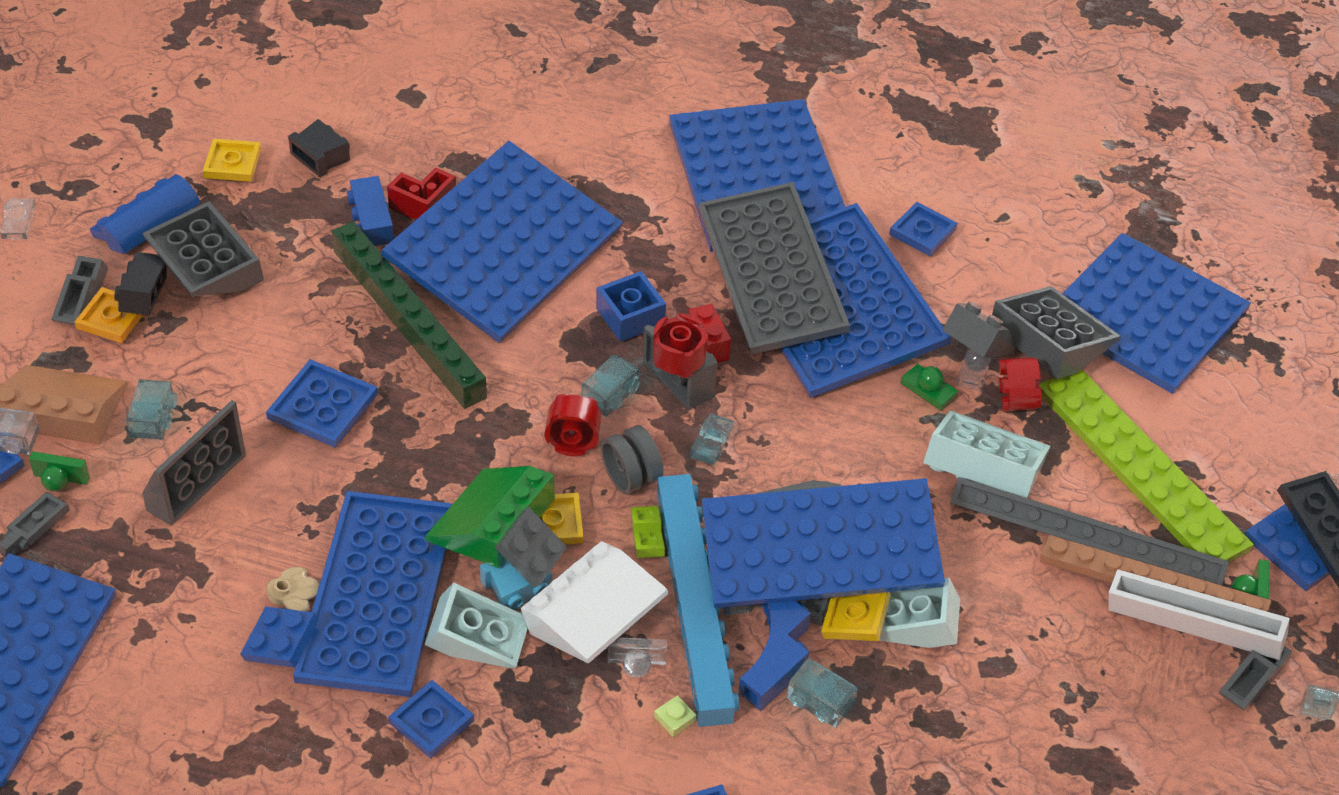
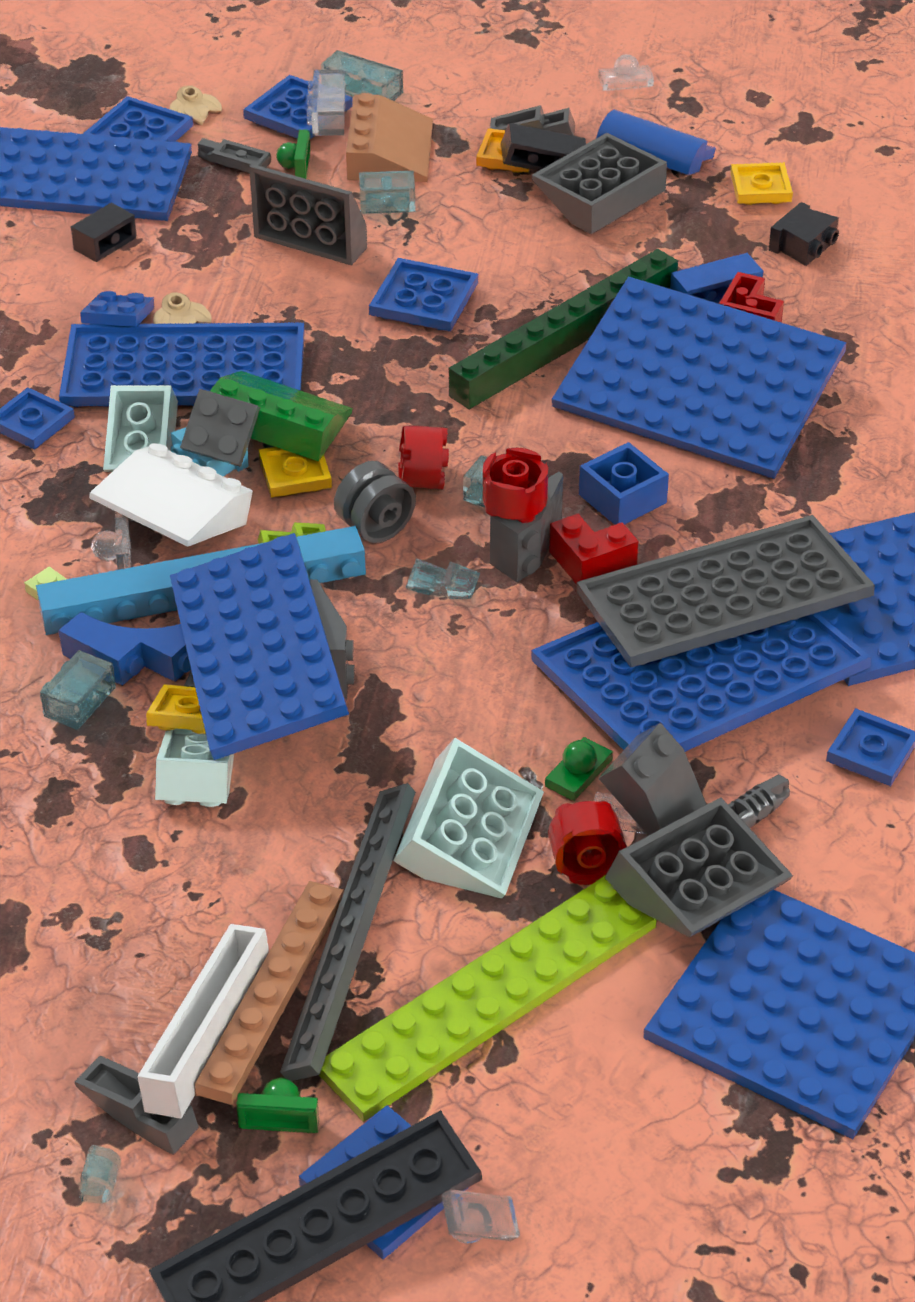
camera: 85 degrees right, 5 degrees down
(134, 643) = (103, 232): none -> black brick
(973, 292) = (761, 800): none -> dark grey hinge

